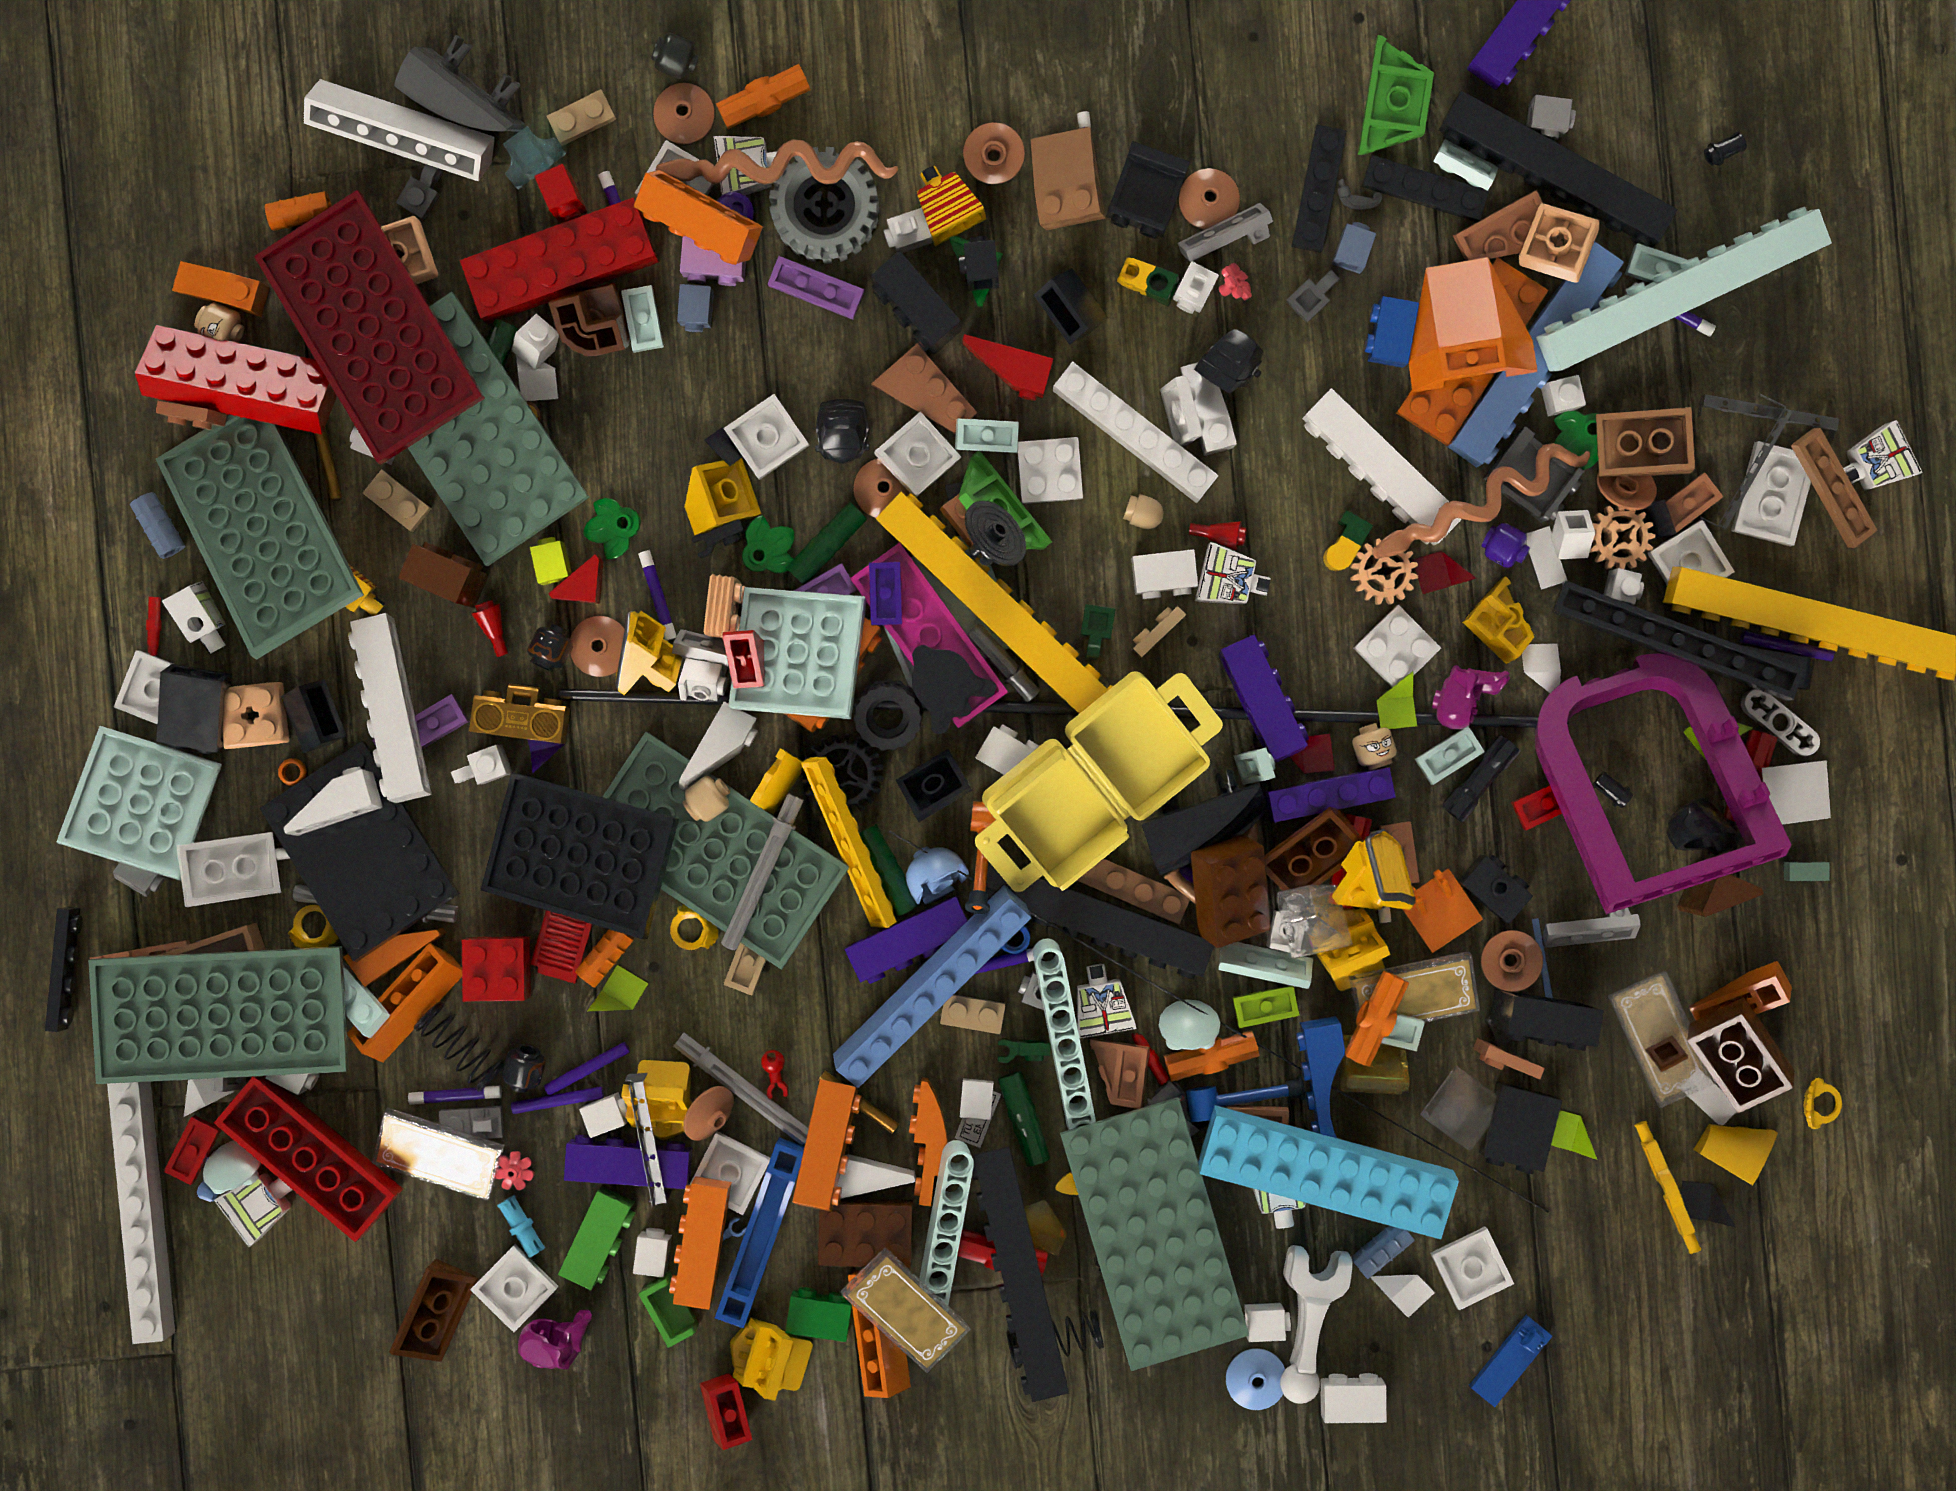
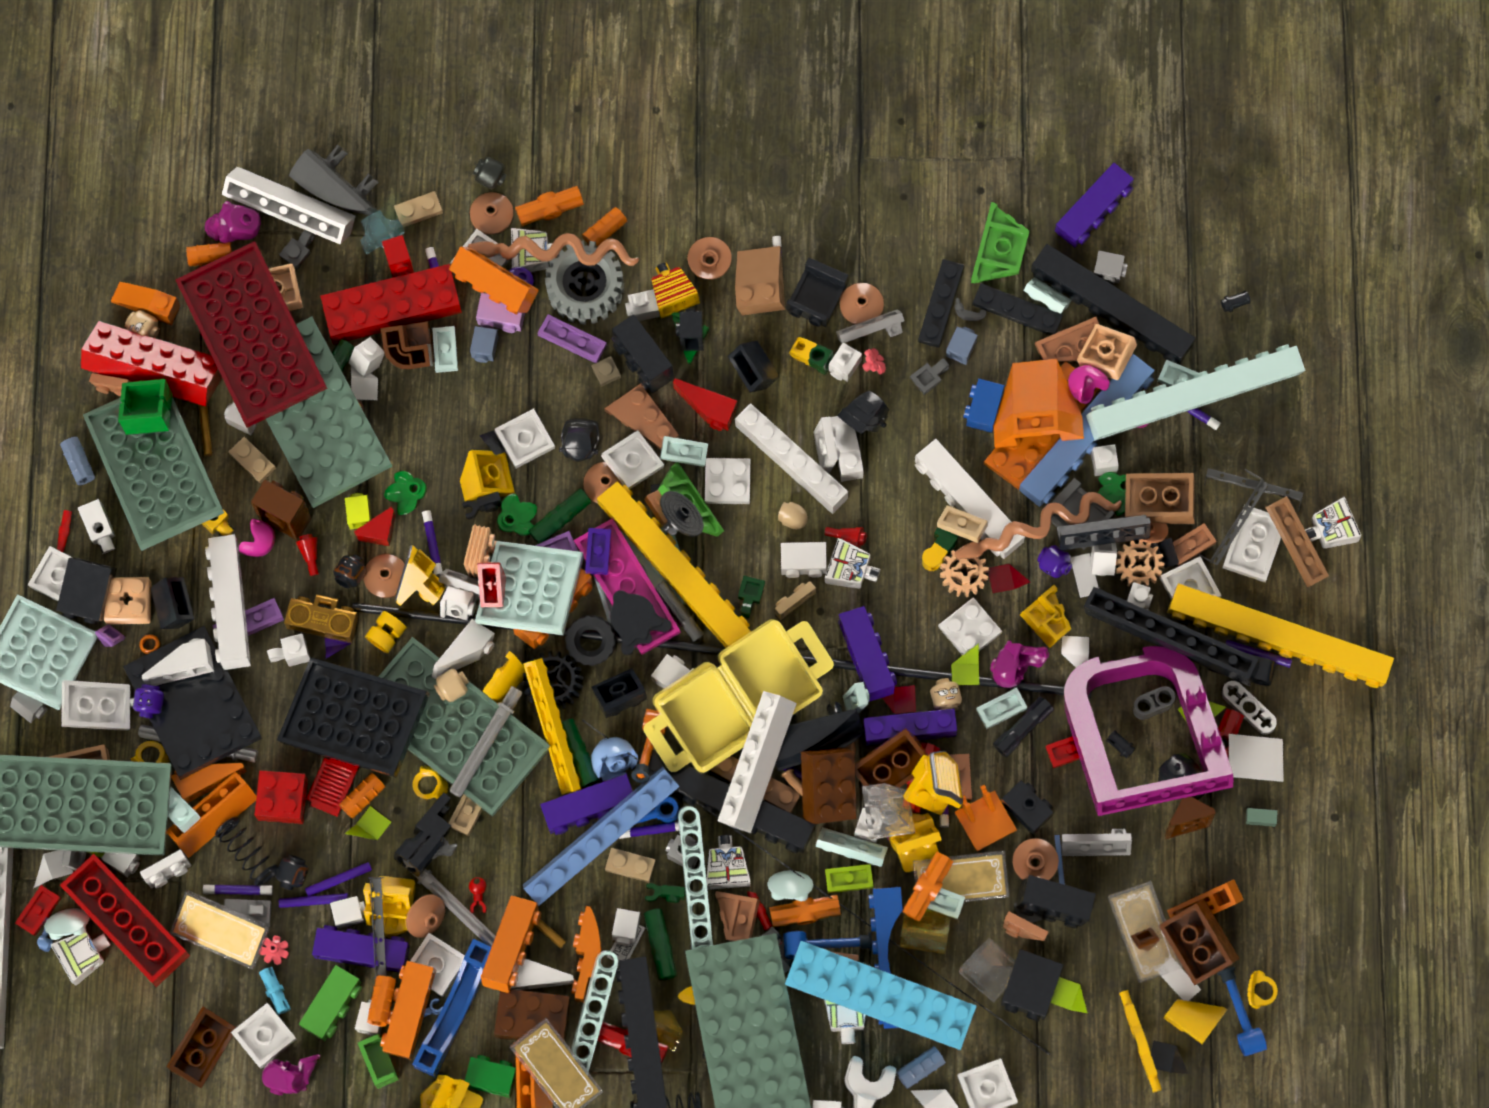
camera: 10 degrees right, 15 degrees down
(236, 766) = (109, 636): none -> medium lavender slope
(242, 444) = (148, 405): none -> green piece
(298, 859) = (148, 700): none -> dark purple head
(326, 163) = (233, 223): none -> magenta head
(347, 1090) = (171, 866): none -> white plate
(426, 615) = (263, 539): none -> dark pink helmet
(602, 737) = (381, 638): none -> yellow wheel
(663, 1238) = (381, 1001): none -> orange axle
(702, 1013) = (429, 839): none -> black plate
(843, 121) = (605, 227): none -> orange axle
(867, 329) = (606, 371): none -> dark tan plate
(1133, 873) = (757, 761): none -> white brick
(1379, 507) = (962, 524): none -> tan plate
(1530, 286) = (1085, 380): none -> dark pink helmet
(1574, 502) = (1103, 532): none -> black fence
(1653, 729) = (1152, 700): none -> dark grey beam
(1813, 1172) = (1250, 1040): none -> blue piece

